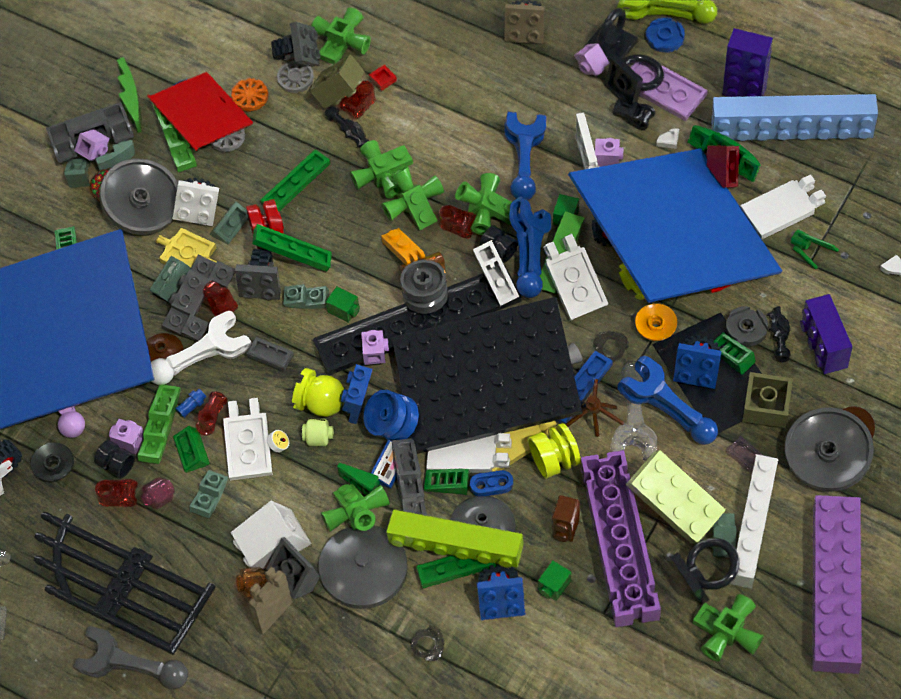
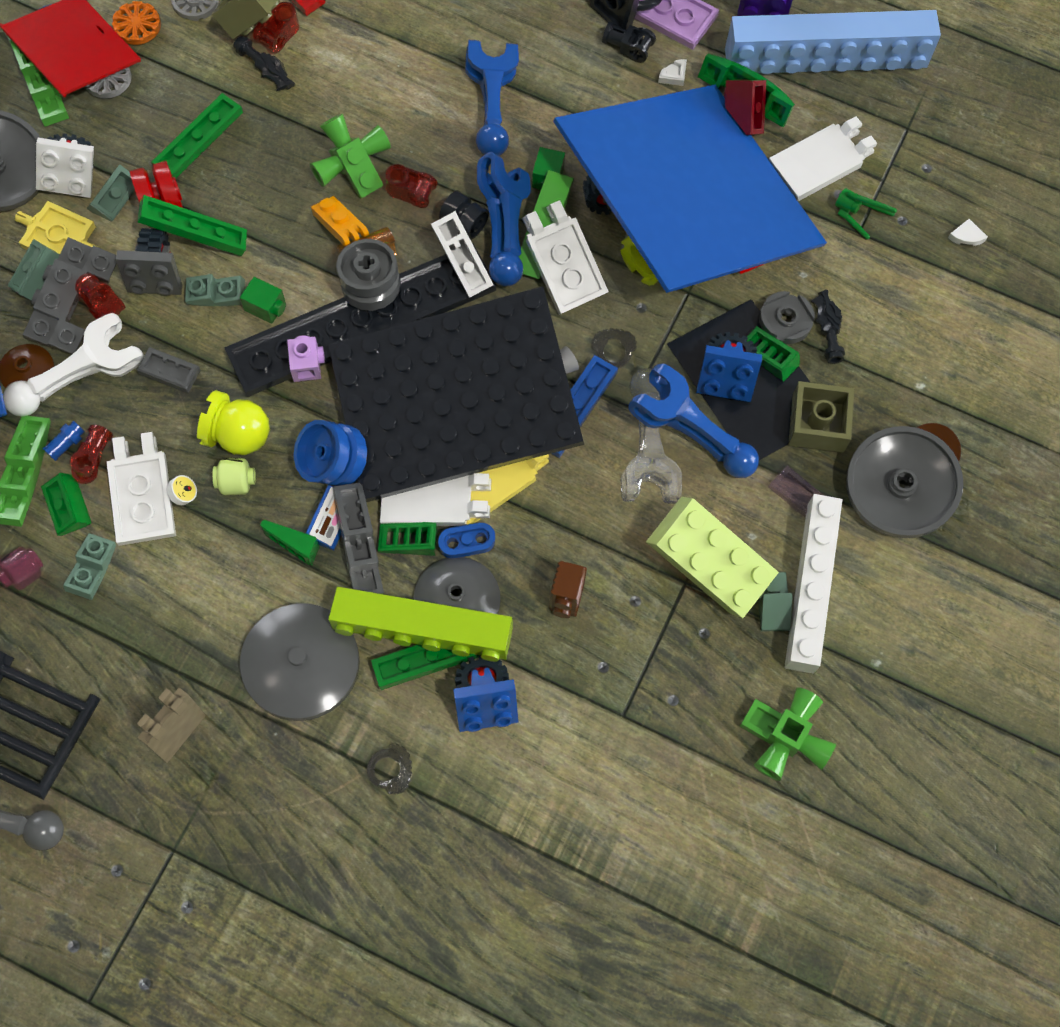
camera: 10 degrees left, 10 degrees up
(248, 578) = (147, 688): clear orange head -> none
(263, 531) = (172, 625): white slope -> none
(298, 571) = (203, 674): dark grey slope -> none
(355, 395) = (283, 422): blue plate -> none
(355, 508) = (286, 583): bright green brick -> none
(381, 167) = (308, 116): bright green brick -> none
(485, 202) = (444, 160): bright green brick -> none
(554, 581) = (555, 675): green brick -> none
(559, 448) = (553, 492): neon yellow wheel -> none
(585, 143) = (569, 79): white tile -> none
(594, 406) = (598, 434): reddish brown plant -> none
(608, 151) = (598, 91): lavender brick -> none
(620, 539) = (640, 615): medium lavender brick -> none
(659, 315) = (675, 305): light orange dish -> none
(694, 576) = (741, 665): black tile -> none
(826, 334) = (891, 326): dark purple brick -> none
(836, 585) = (926, 668): medium lavender brick -> none

